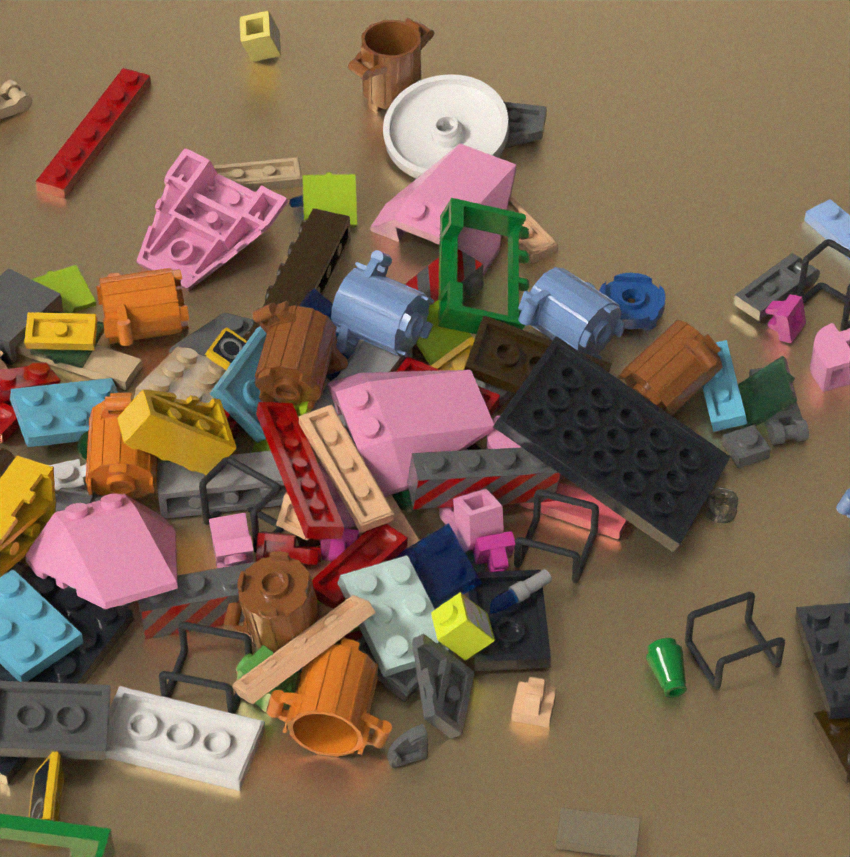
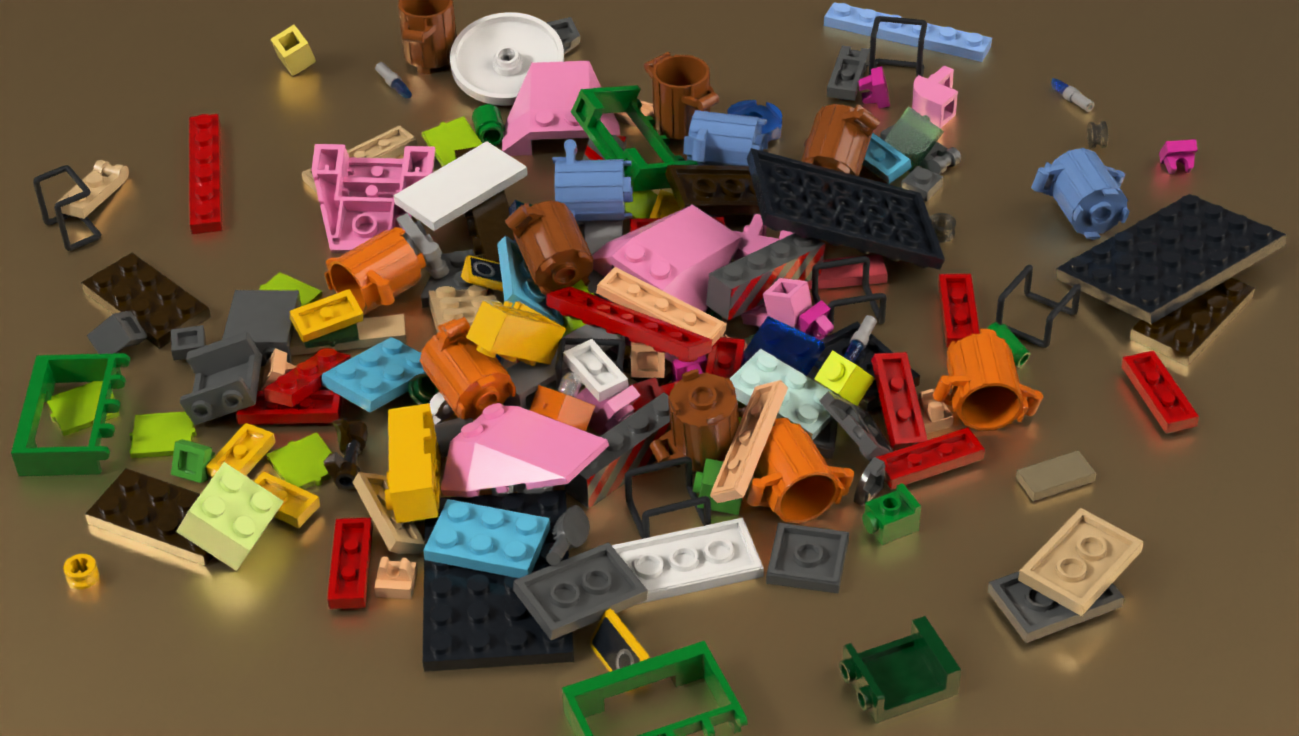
camera: 30 degrees left, 5 degrees down
(91, 657) = (571, 532): none -> dark grey piece
(186, 524) = (563, 403): none -> orange piece
(206, 296) = (423, 243): none -> light grey plate
(231, 504) = (596, 370): none -> white plate
(283, 249) = (460, 185): none -> white tile
(291, 794) = (808, 558): none -> dark grey tile
(334, 105) = (393, 80): none -> piece
(375, 193) = (488, 124): none -> green brick
(398, 792) = (892, 515): none -> green brick
(488, 751) = (931, 457): none -> red plate
(502, 676) = (898, 399): none -> red plate
(566, 236) = (679, 89): none -> dark orange container
(598, 699) = (985, 383): none -> orange container
(655, 606) = (958, 306): none -> red plate
(780, 797) = (1160, 392): none -> red plate

